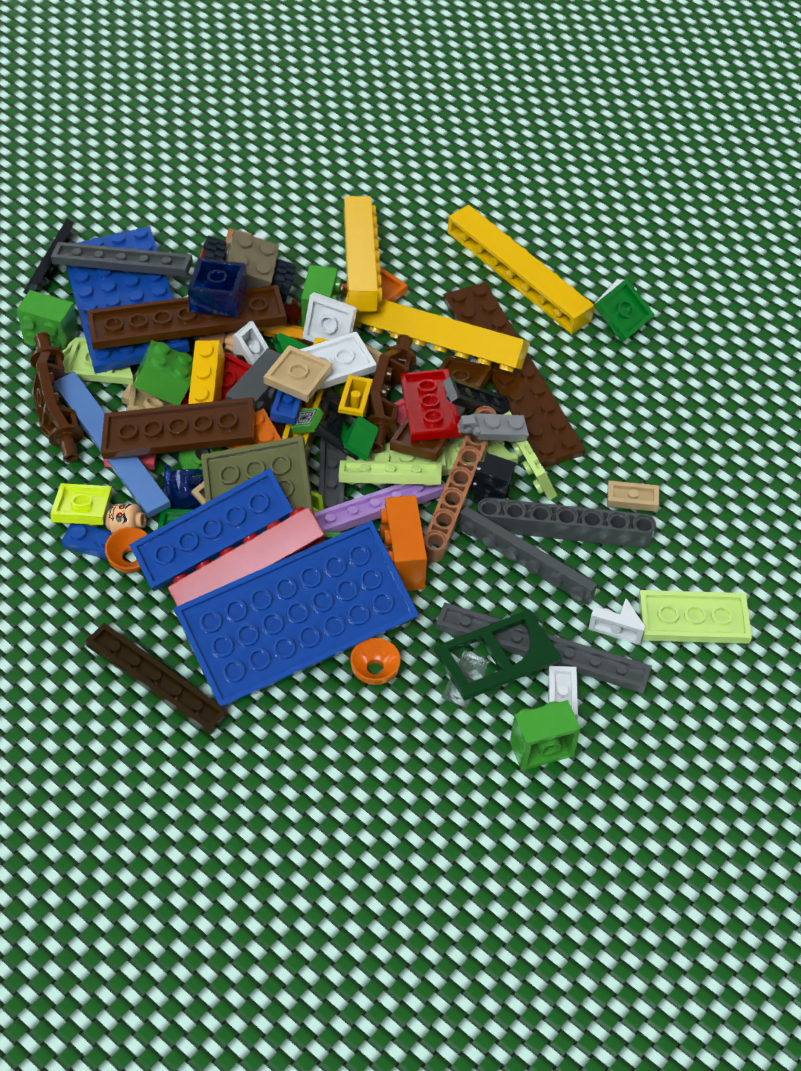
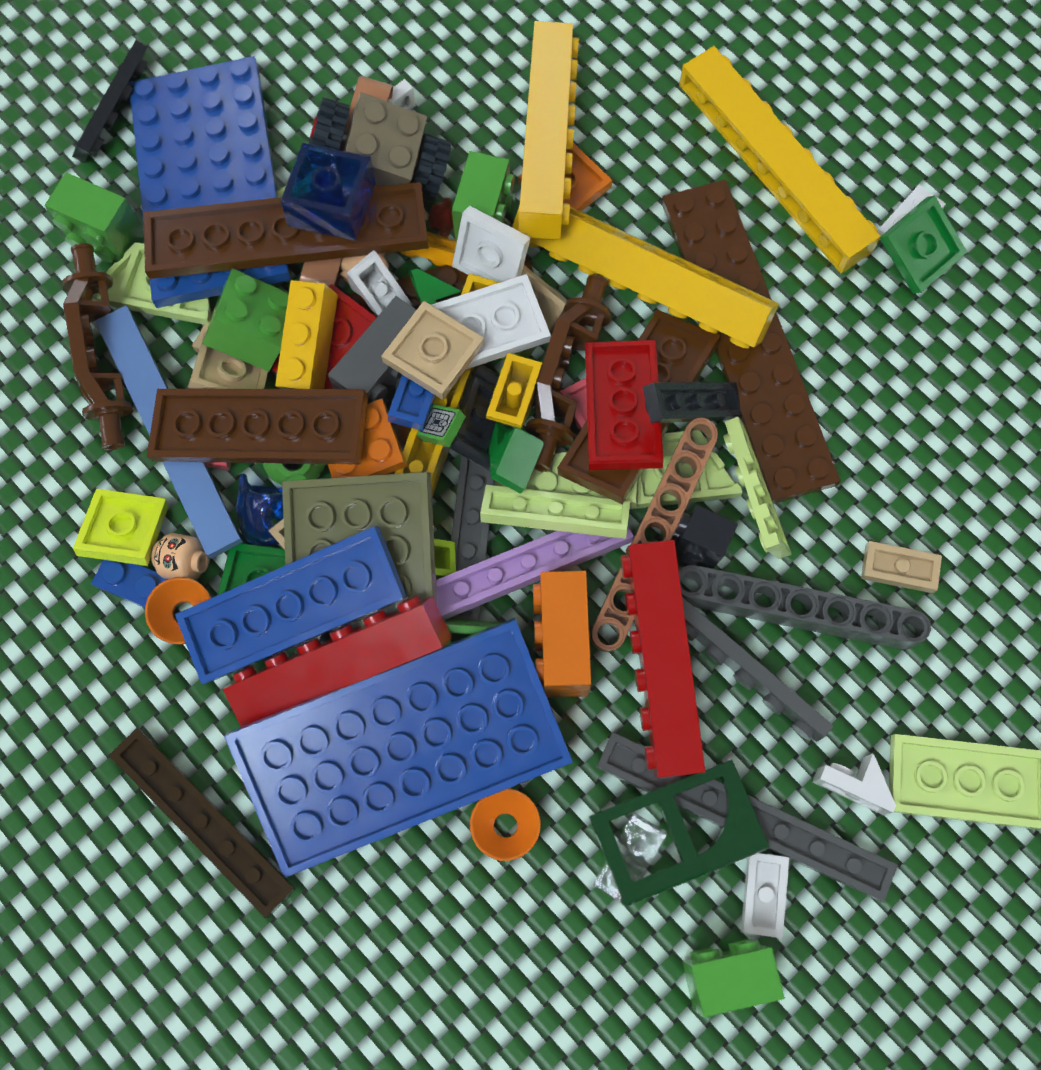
camera: 10 degrees right, 20 degrees up
(122, 259) = (206, 118): dark grey plate -> none
(475, 548) = (663, 658): none -> red brick
(494, 427) = (713, 458): light grey hinge -> none

